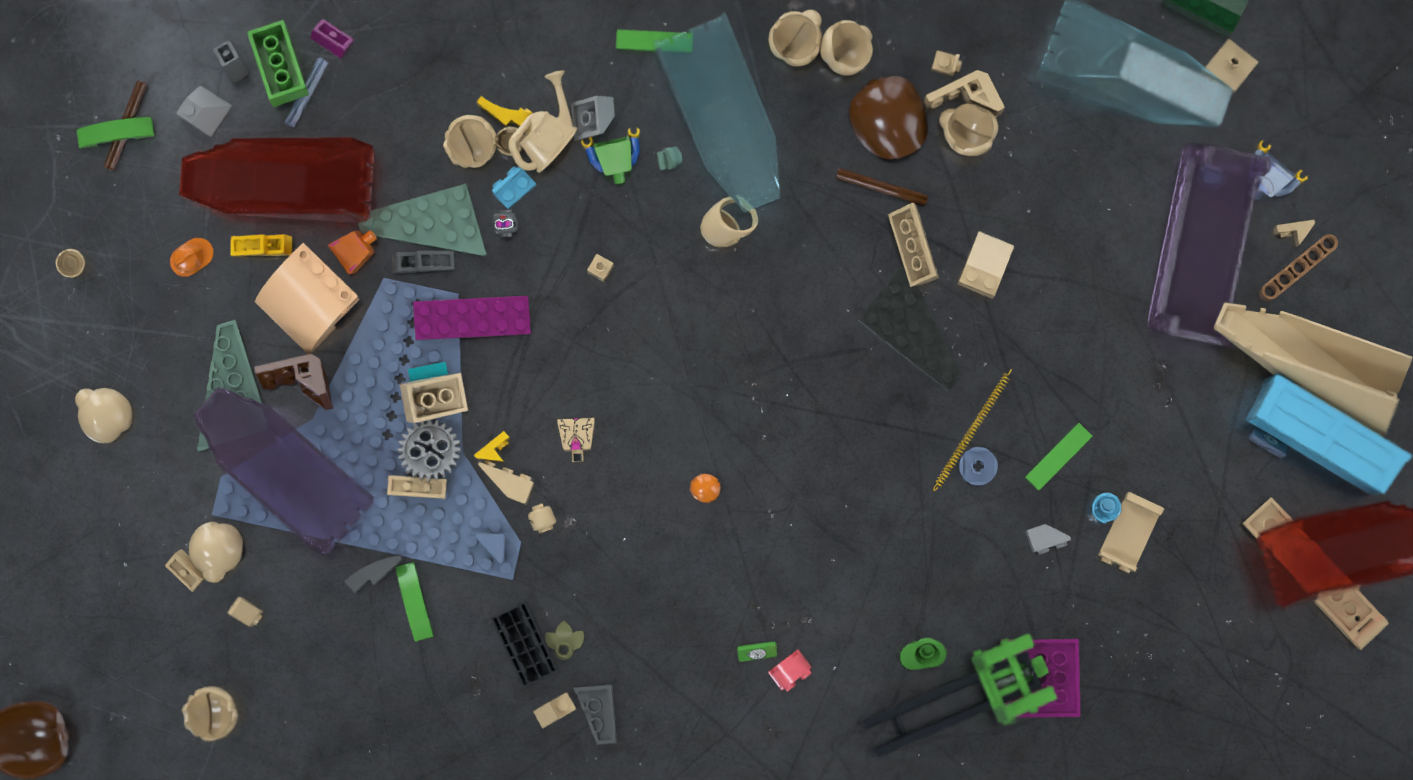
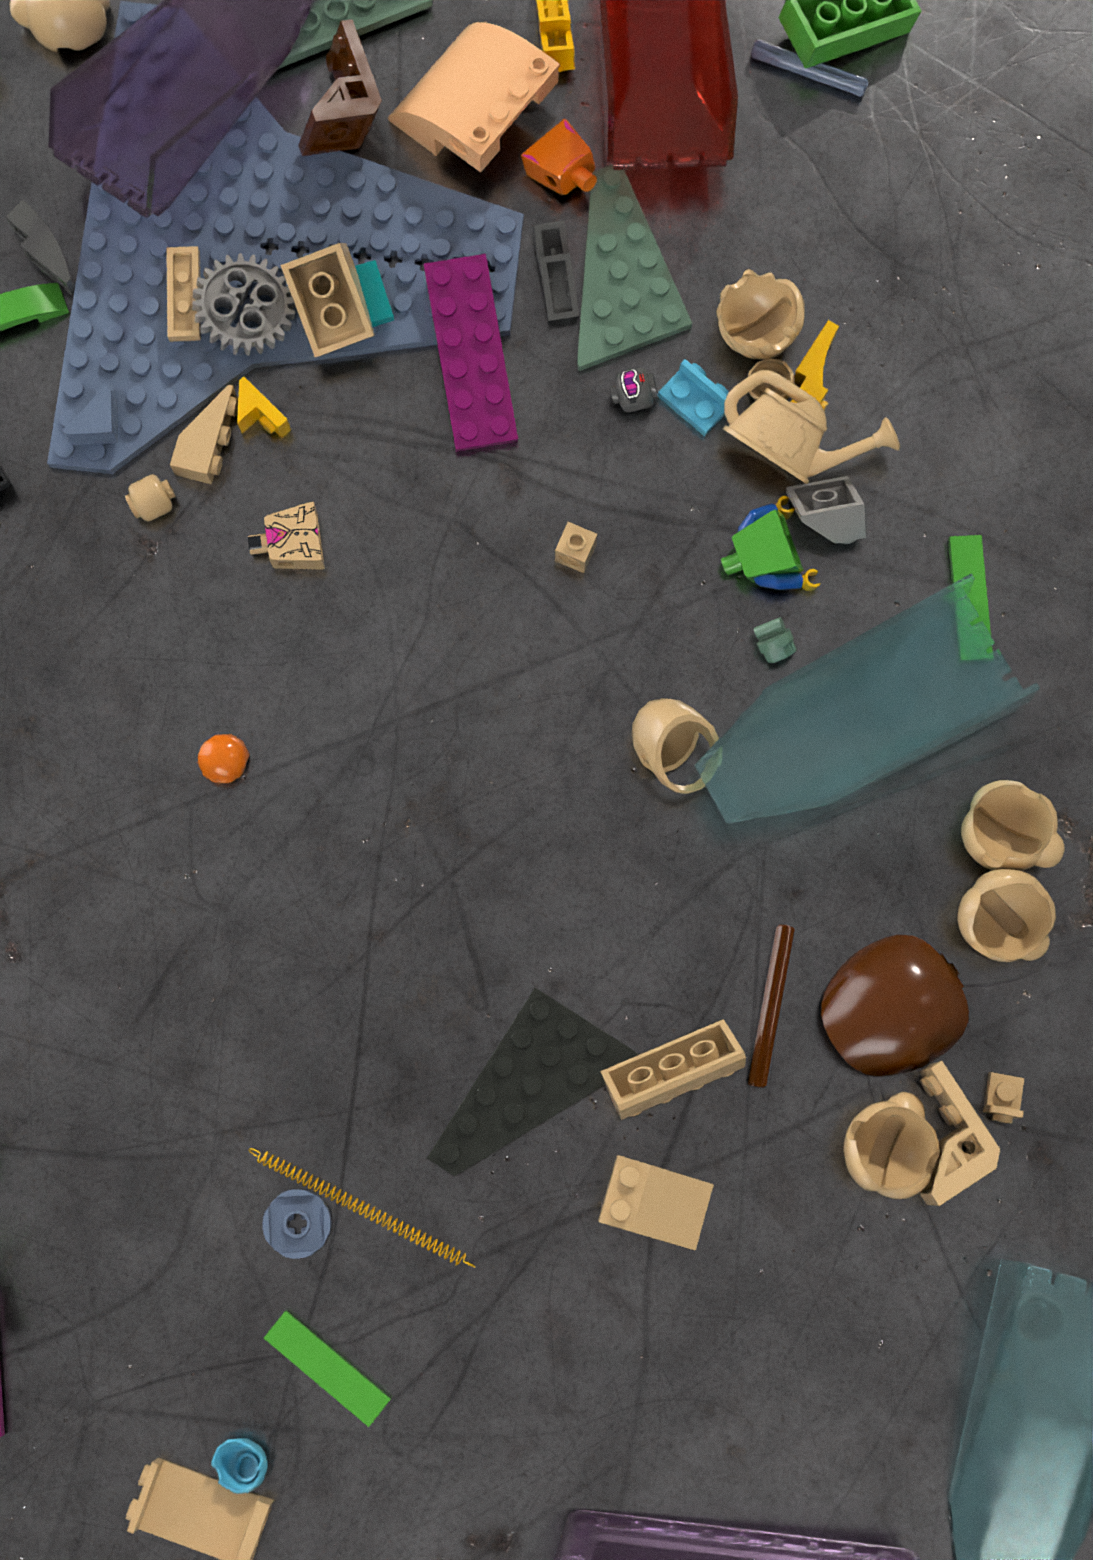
camera: 85 degrees right, 5 degrees down
(331, 38) = (902, 97): magenta slope -> none
(1044, 536) = (179, 1358): light grey slope -> none

